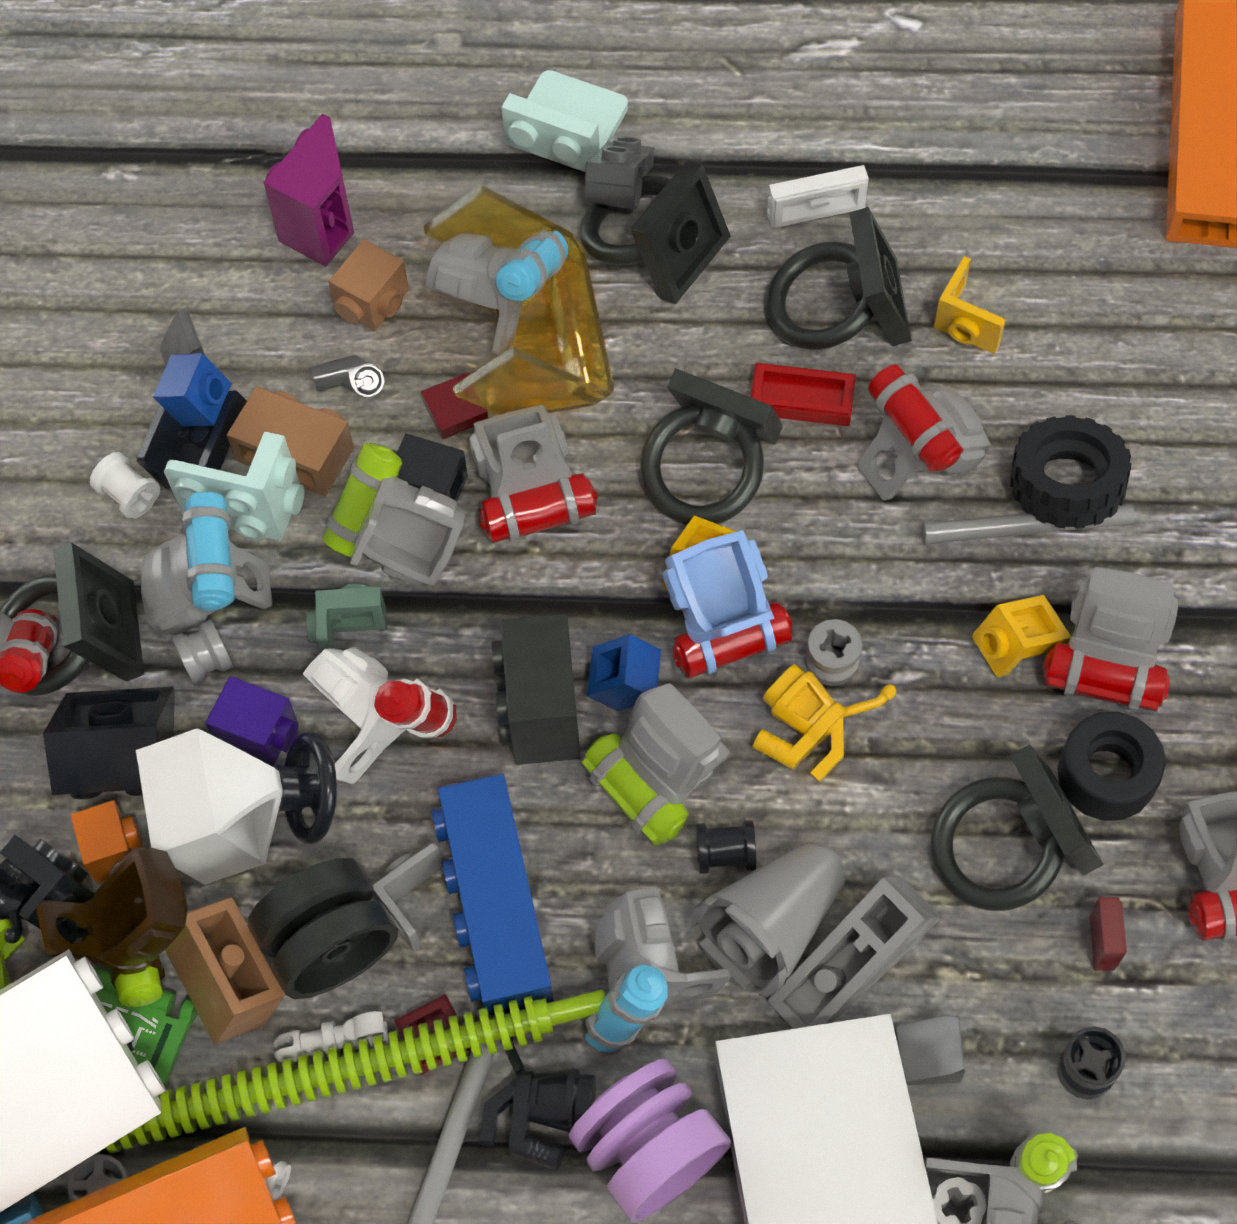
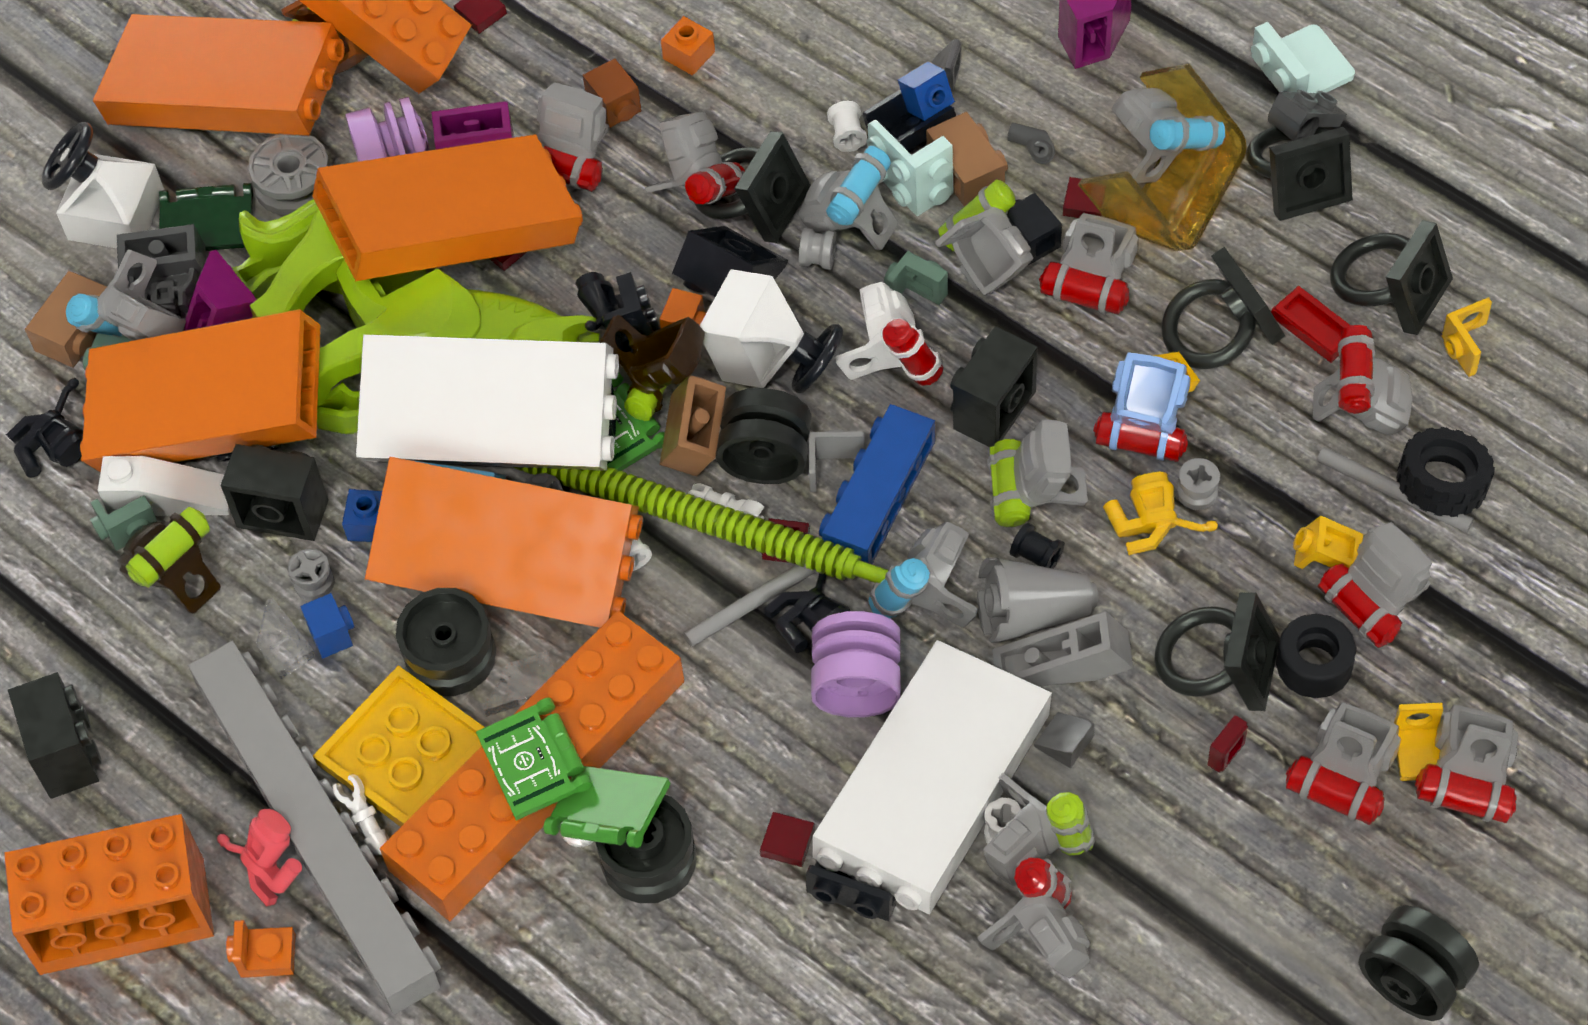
camera: 40 degrees right, 5 degrees down
(253, 720) = (815, 303): dark purple brick -> none
(369, 285) = (1087, 93): medium nougat brick -> none
(623, 671) = (1059, 405): blue plate -> none
(817, 196) = (1425, 204): white tile -> none
(1100, 1054) = (1154, 793): black wheel -> none

